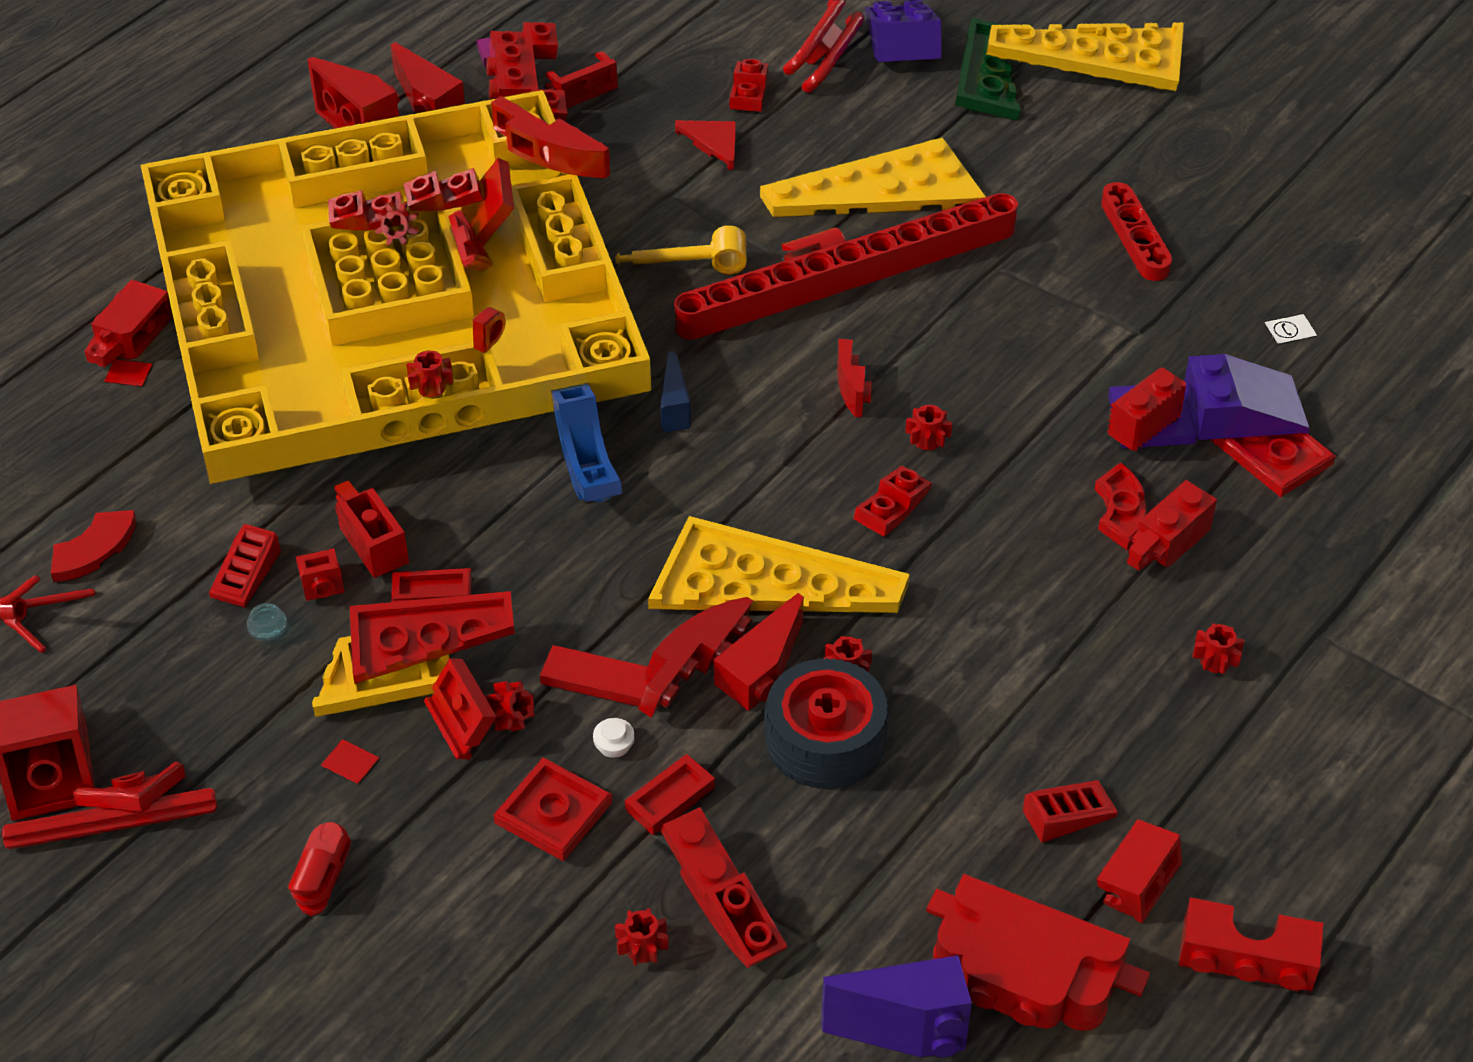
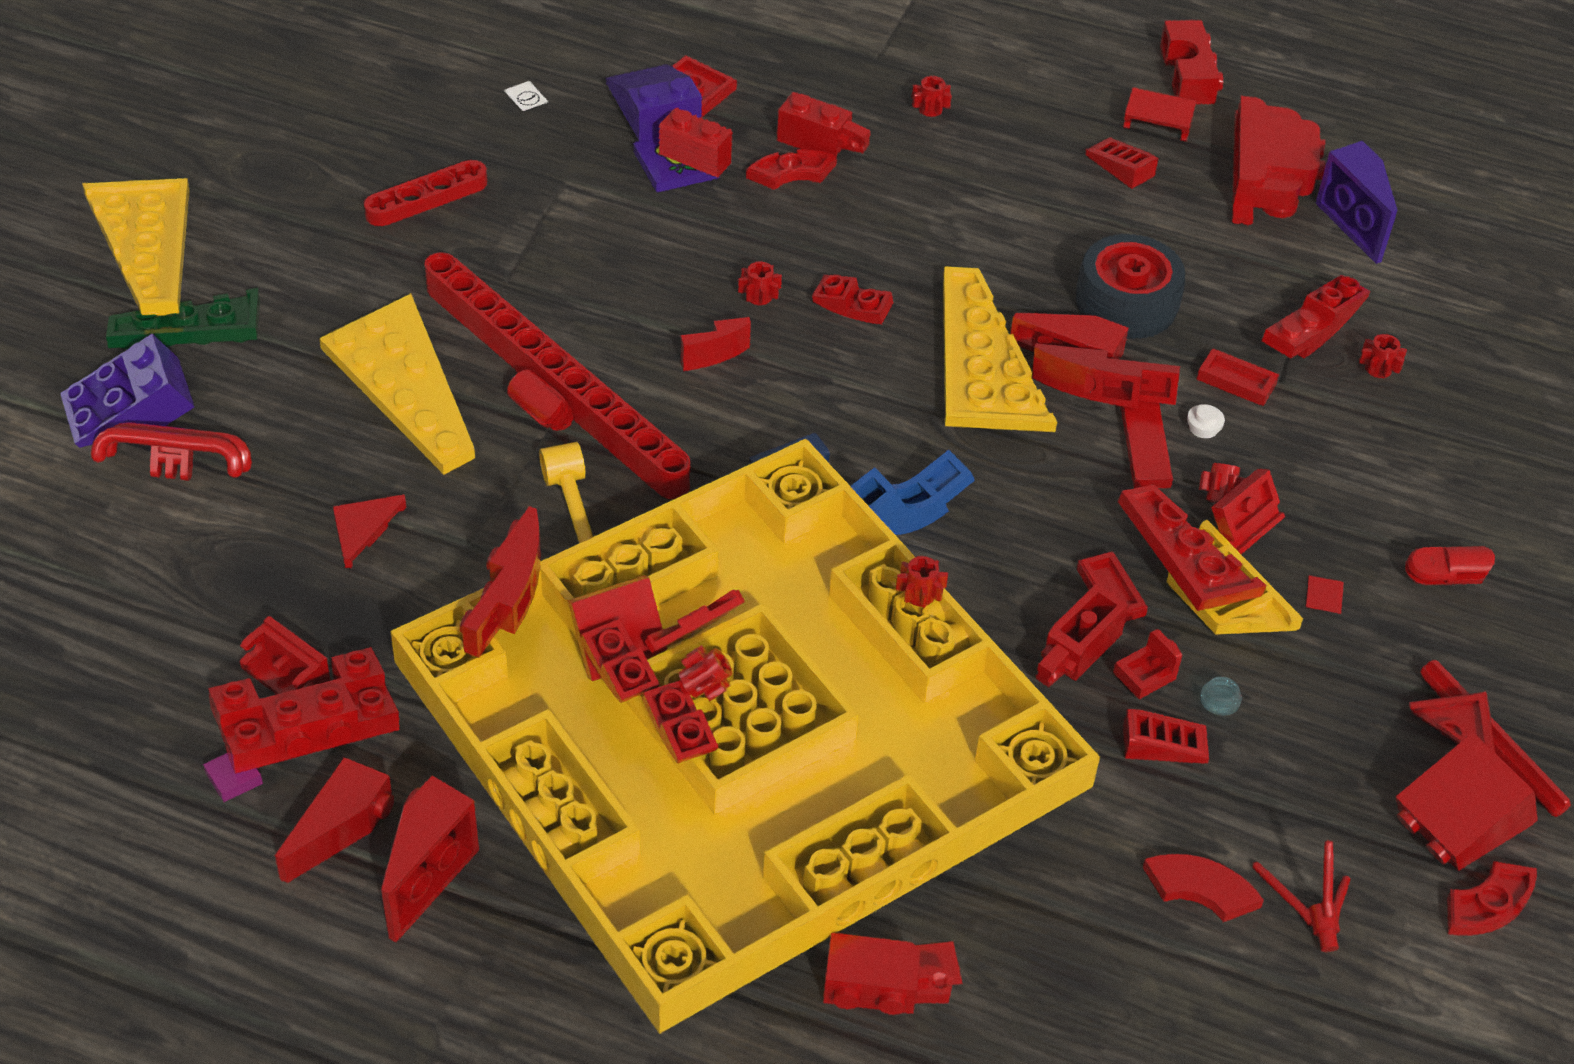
camera: 110 degrees left, 0 degrees up
(488, 329) = (833, 554): red tile -> none
(553, 809) = (1299, 438): red plate -> none
(749, 85) = (246, 516): red slope -> none
(851, 651) = (1054, 290): red gear -> none

